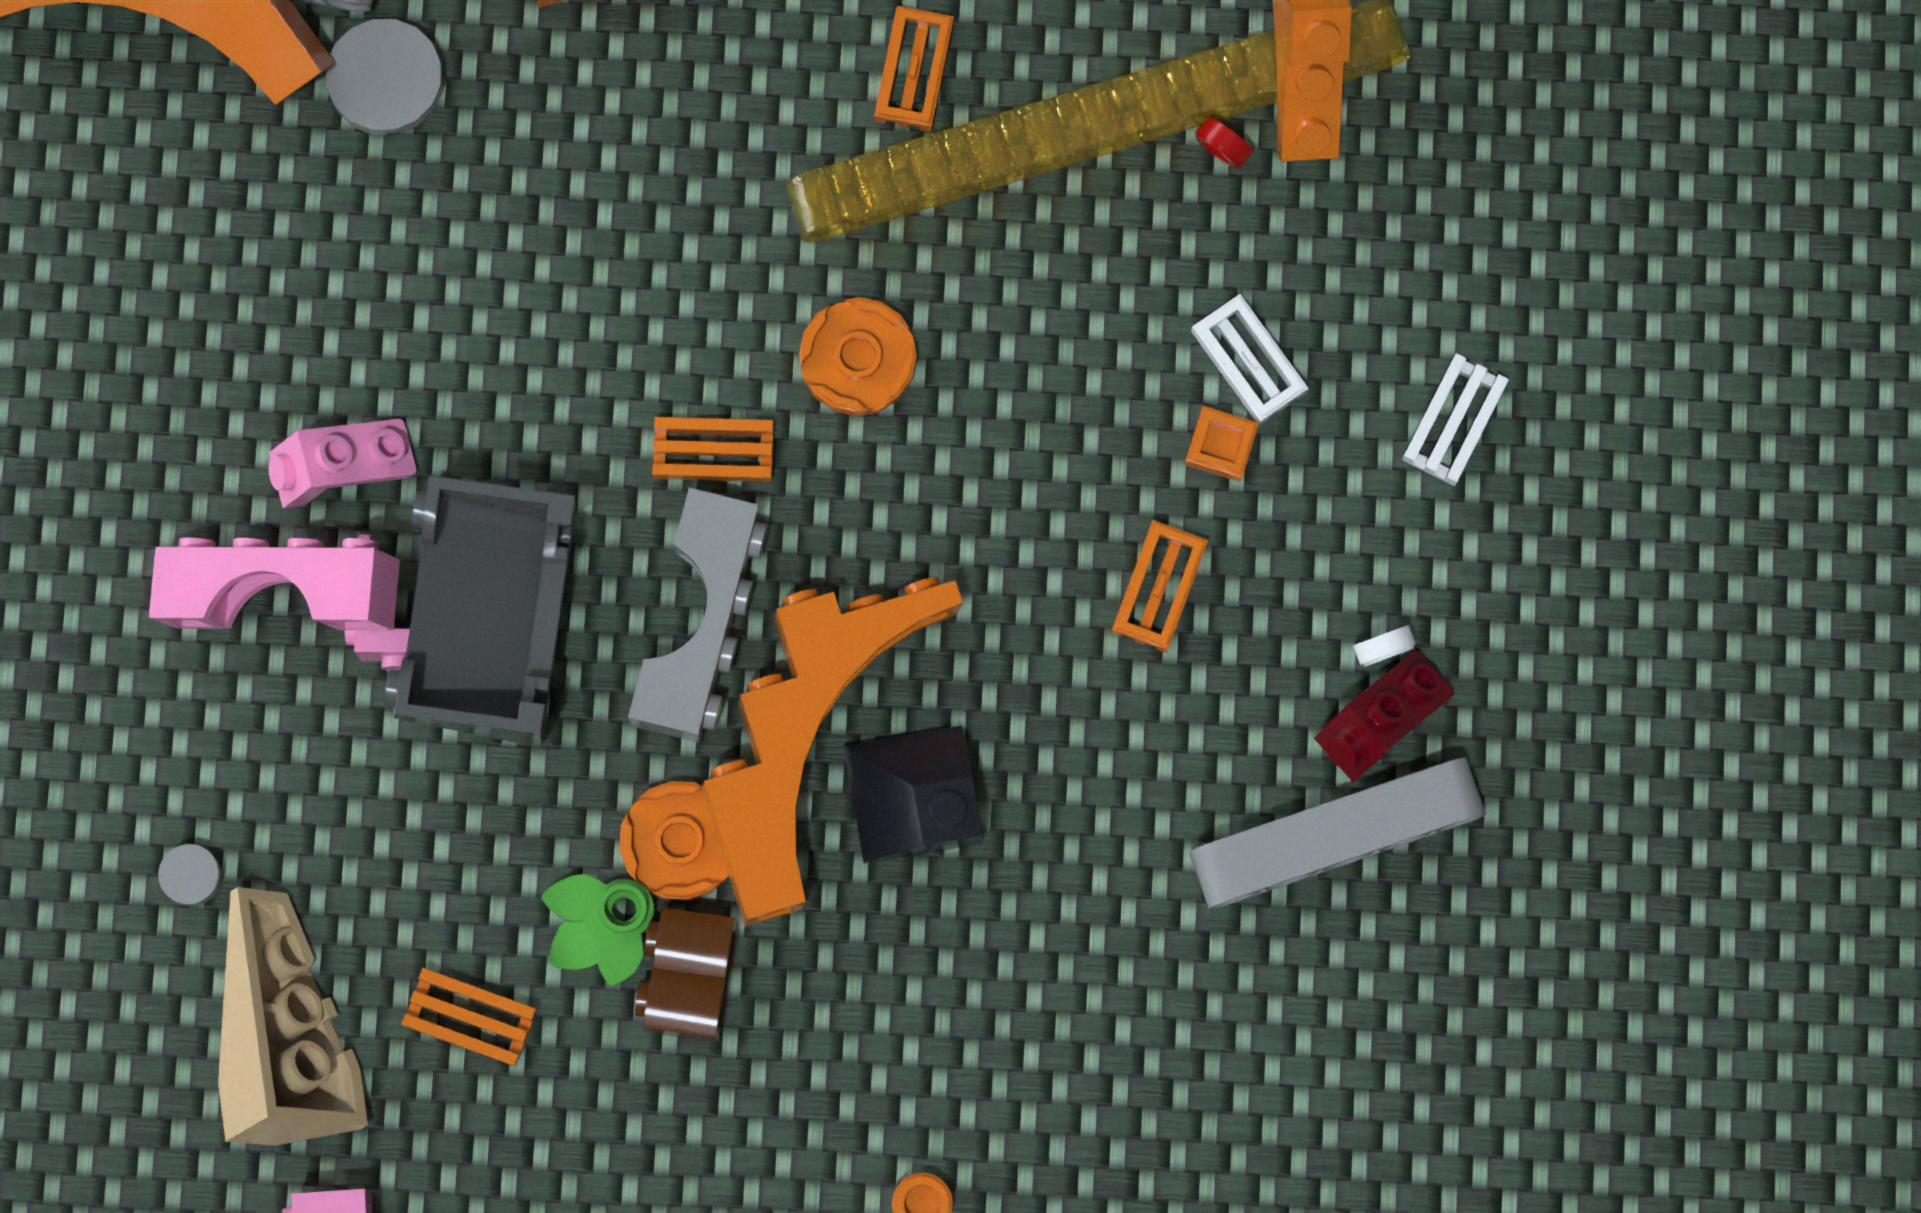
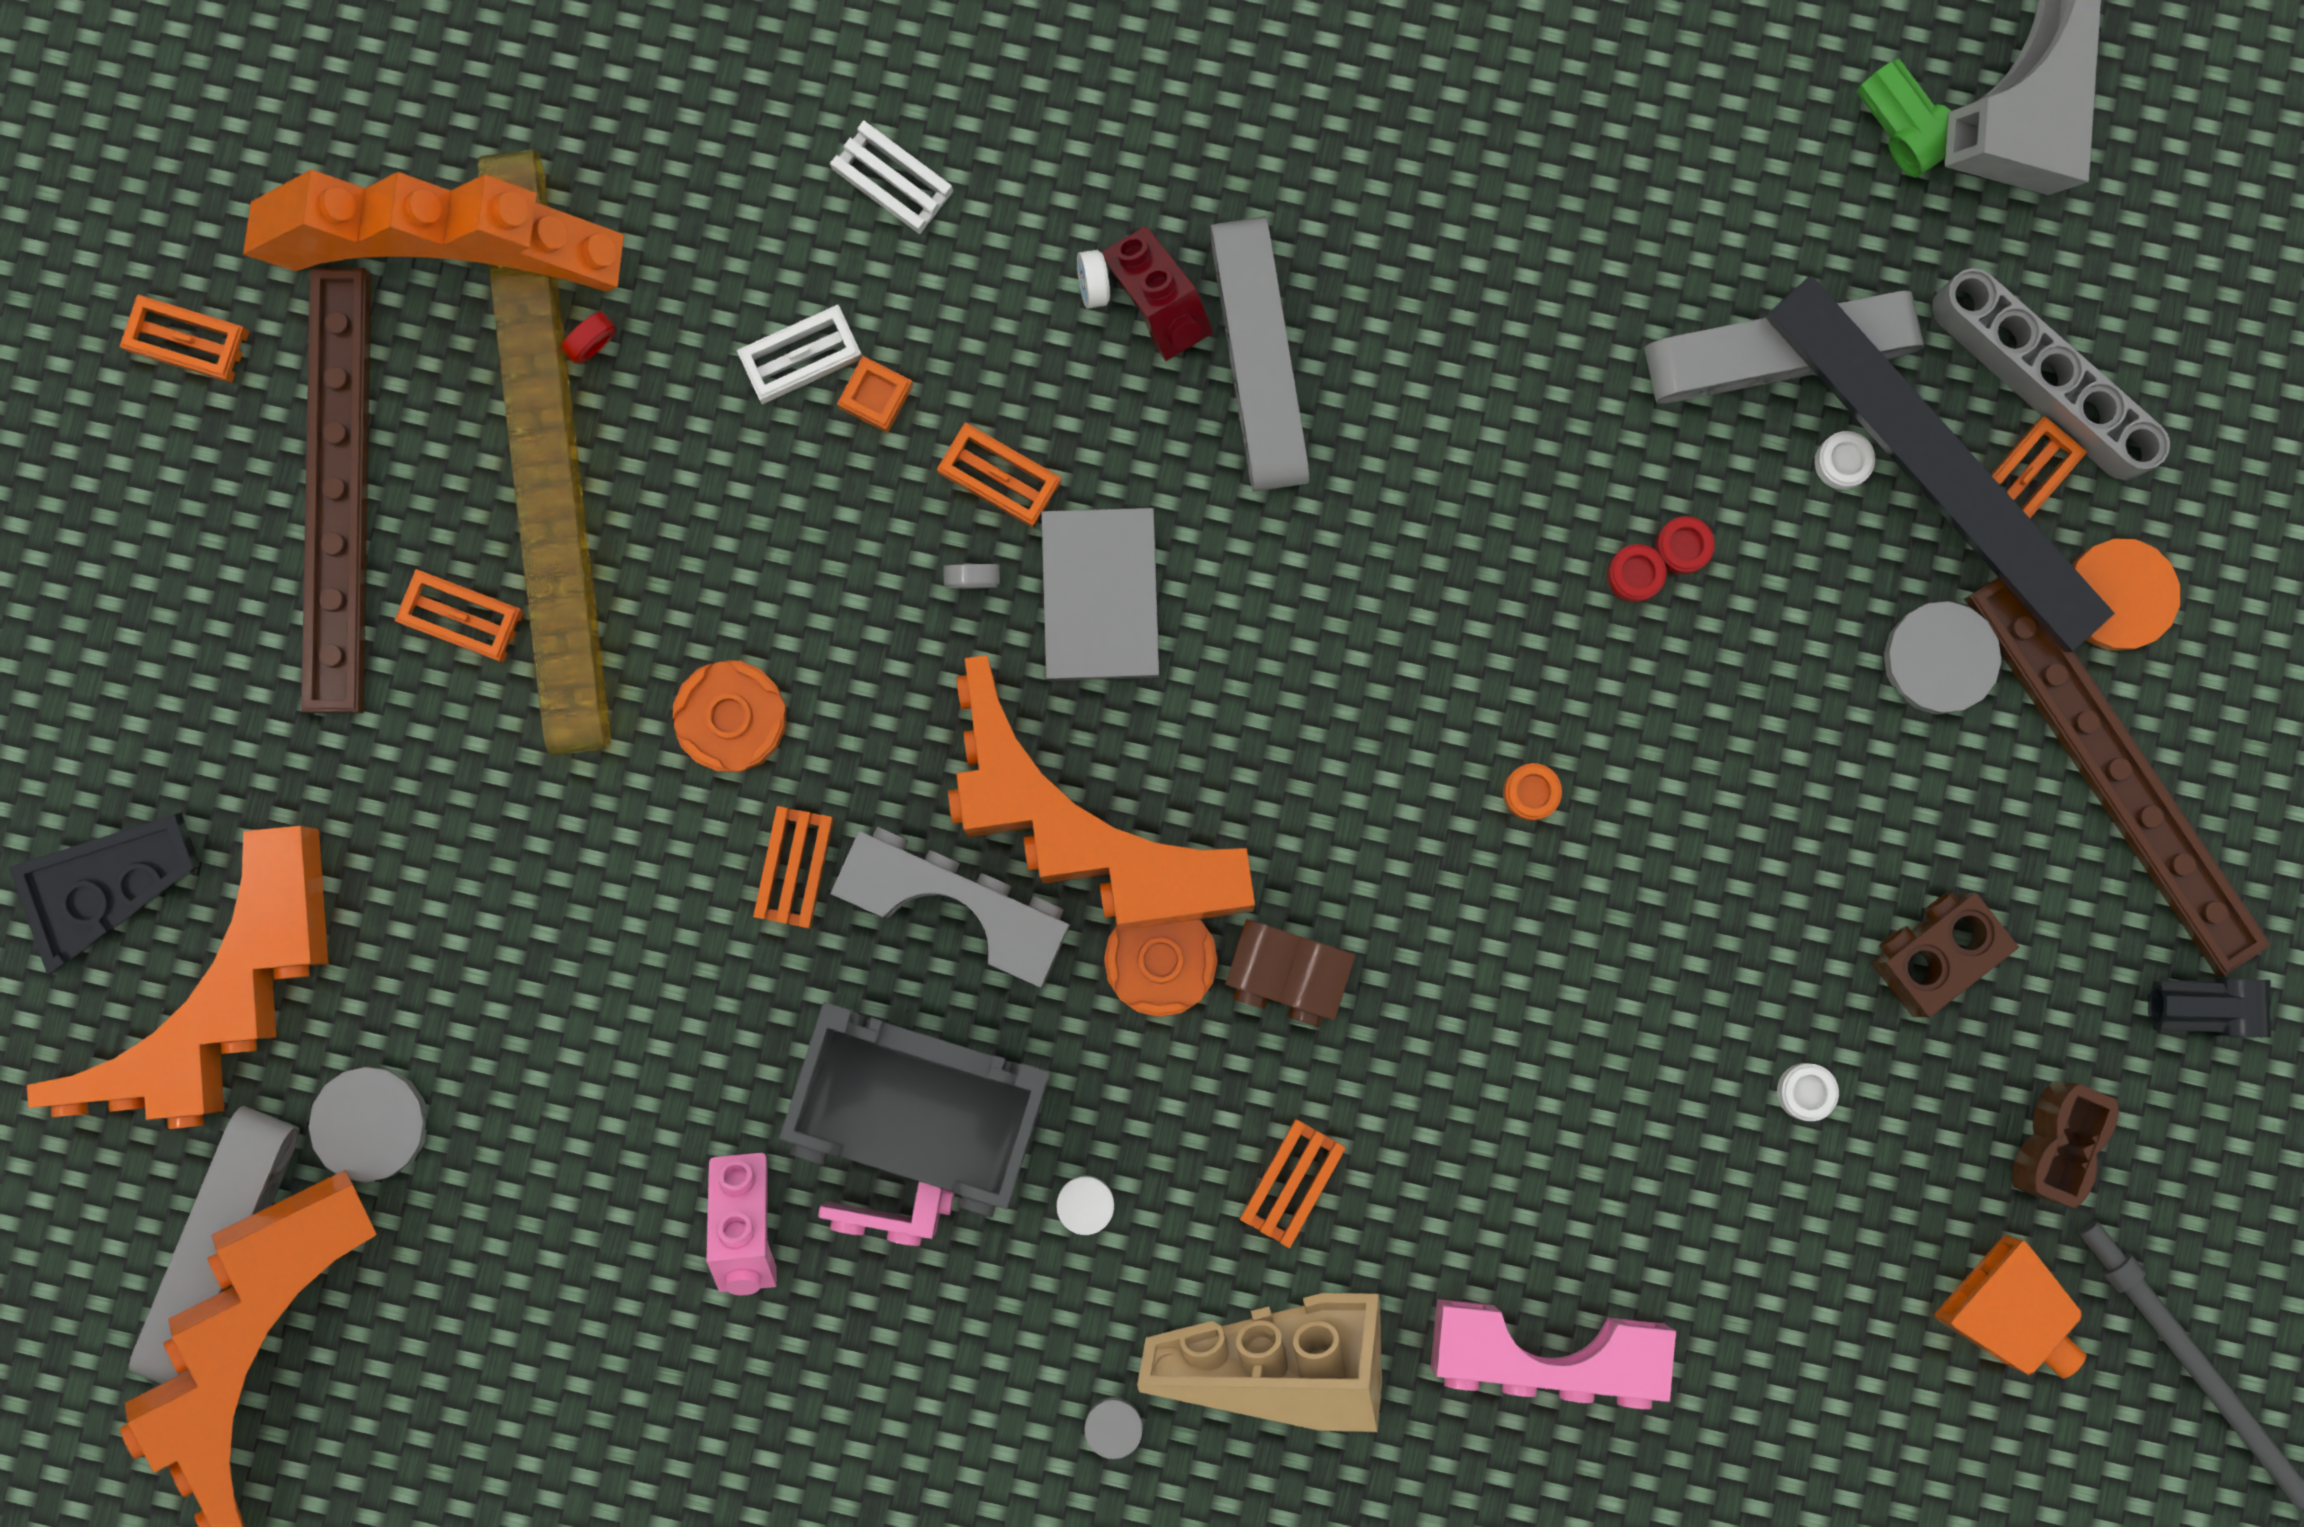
camera: 80 degrees left, 5 degrees up
(210, 584) = (841, 1367): bright pink arch -> none
(413, 807) = (1085, 1205): none -> white tile
(590, 929) = (1230, 1055): bright green plate -> none
(913, 794) = (1154, 733): black slope -> none
(1045, 575) = (971, 576): none -> light grey tile
(1052, 712) = (1100, 594): none -> light grey tile

